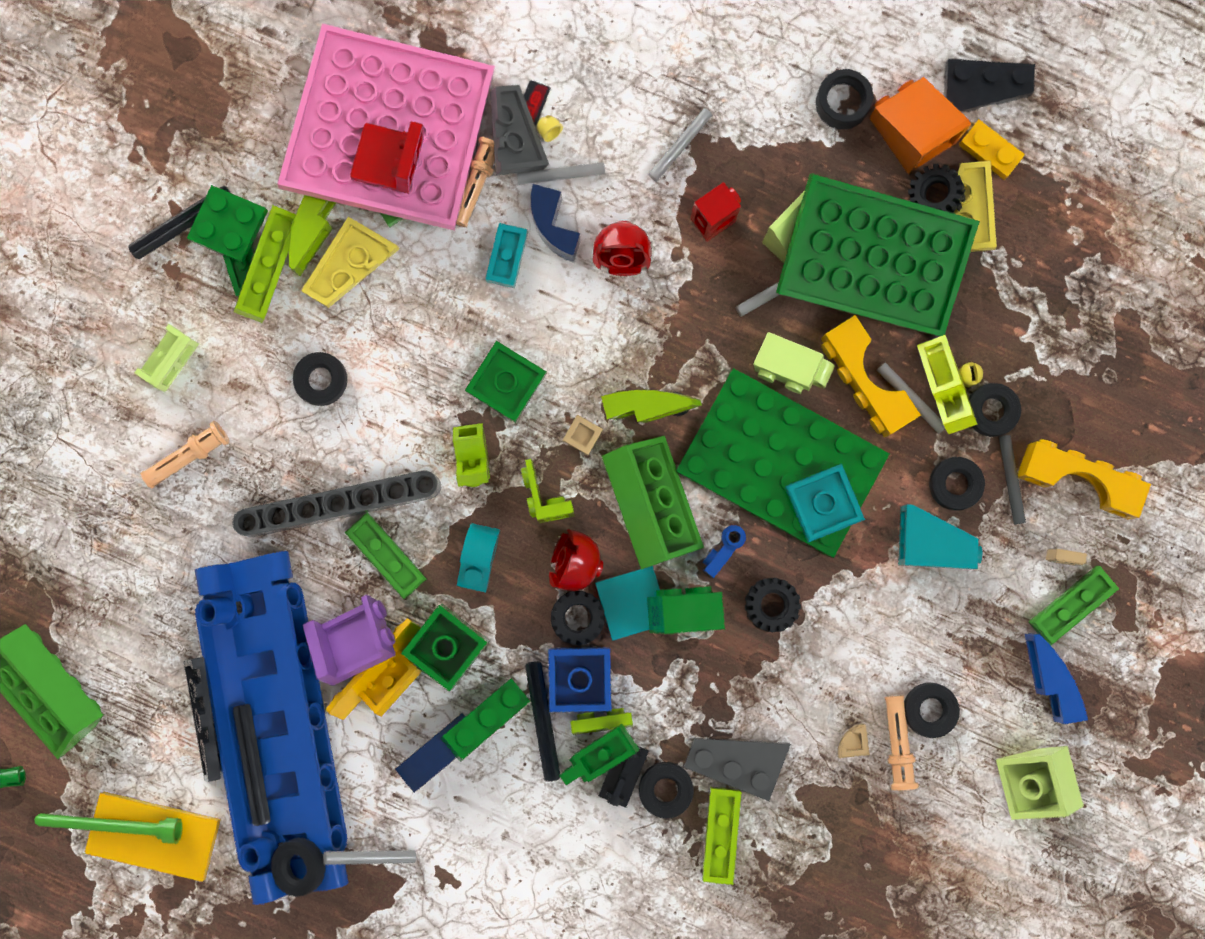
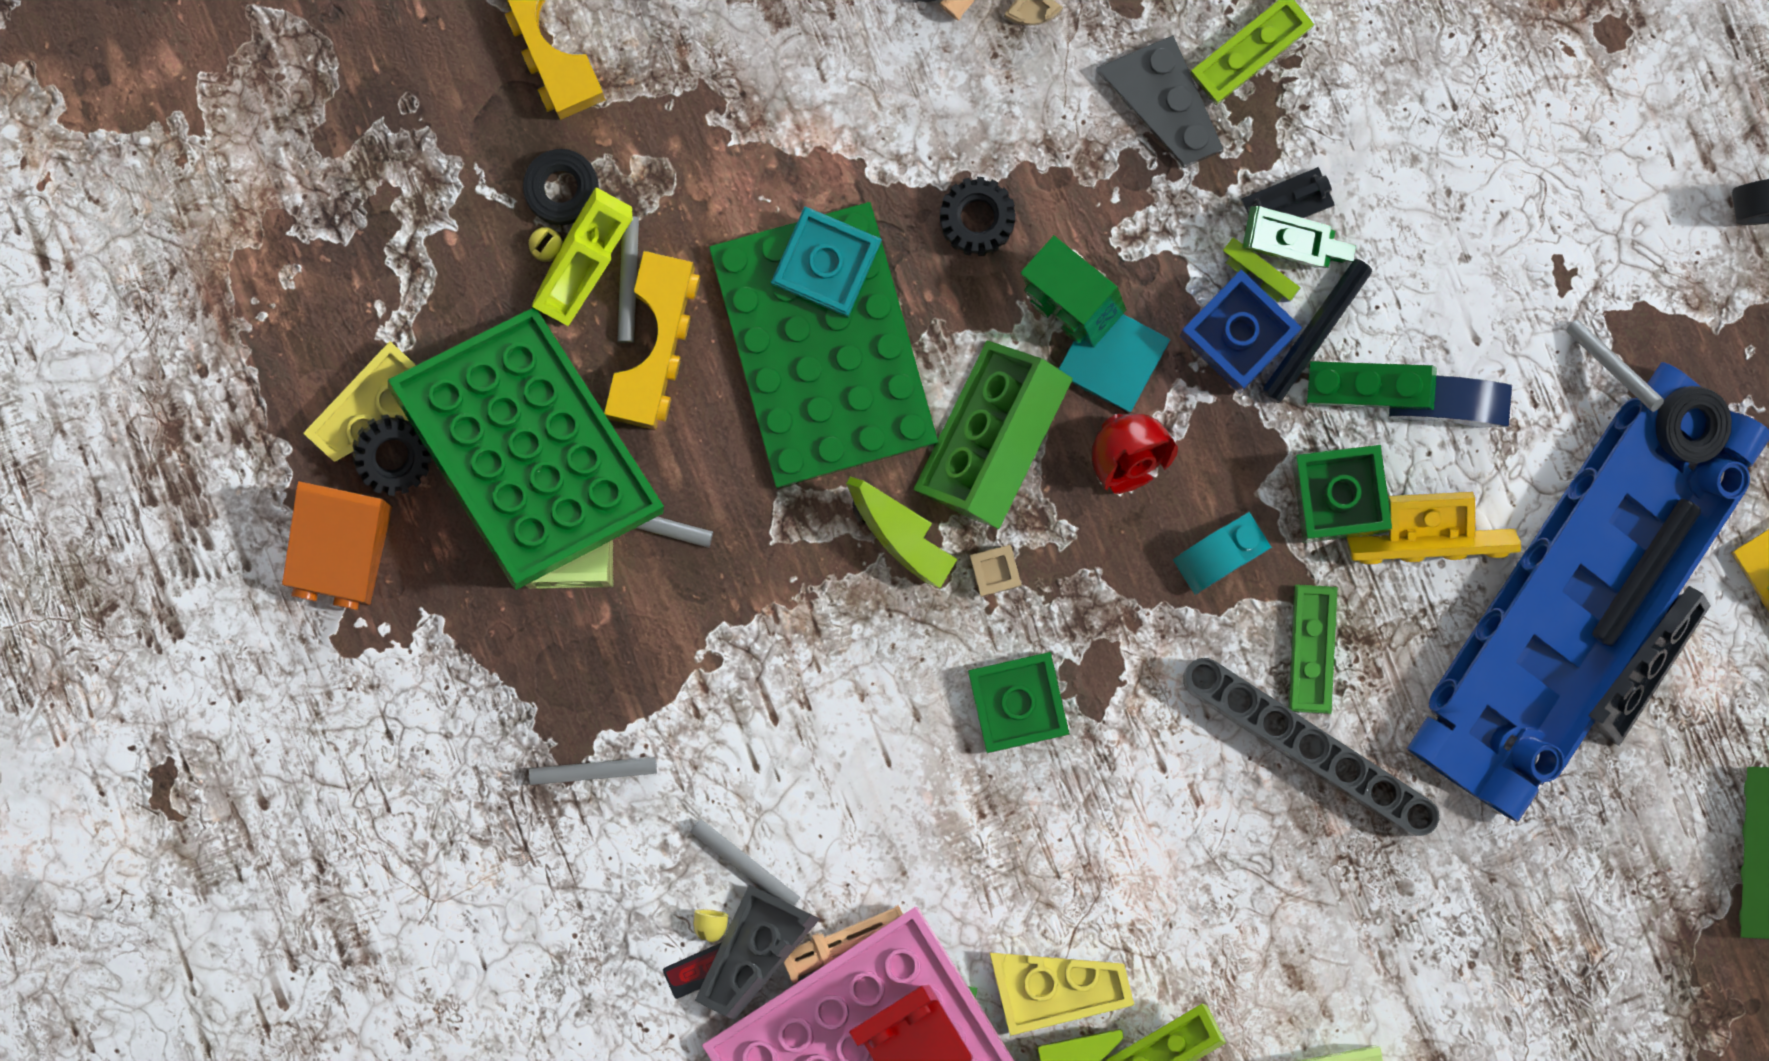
camera: 130 degrees left, 0 degrees up
(196, 447) = (1397, 949): light nougat pin -> none
(310, 363) = (1229, 889): black tyre -> none
(350, 642) = (1430, 592): medium lavender panel -> none
(471, 455) = (1129, 659): lime brick -> none
(506, 255) = (888, 832): teal plate -> none
(545, 209) = (804, 838): dark blue brick -> none
(555, 509) = (1095, 520): lime bracket -> none
(566, 633) = (1197, 373): black tyre -> none
(622, 249) = (764, 718): red cylinder -> none
(679, 803) = (1280, 126): black tyre -> none
(716, 211) = (634, 657): red brick -> none
(716, 559) = (986, 313): blue plate -> none
(792, 364) = (716, 429): yellowish green hinge -> none
(850, 78) = (348, 638): black tyre -> none
(934, 542) = (758, 115): teal slope -> none
(975, 480) = (664, 127): black tyre -> none
(985, 83) = (219, 519): black wing -> none
(989, 146) = (283, 445): yellow plate -> none
(1012, 479) = (613, 101): dark grey bar -> none

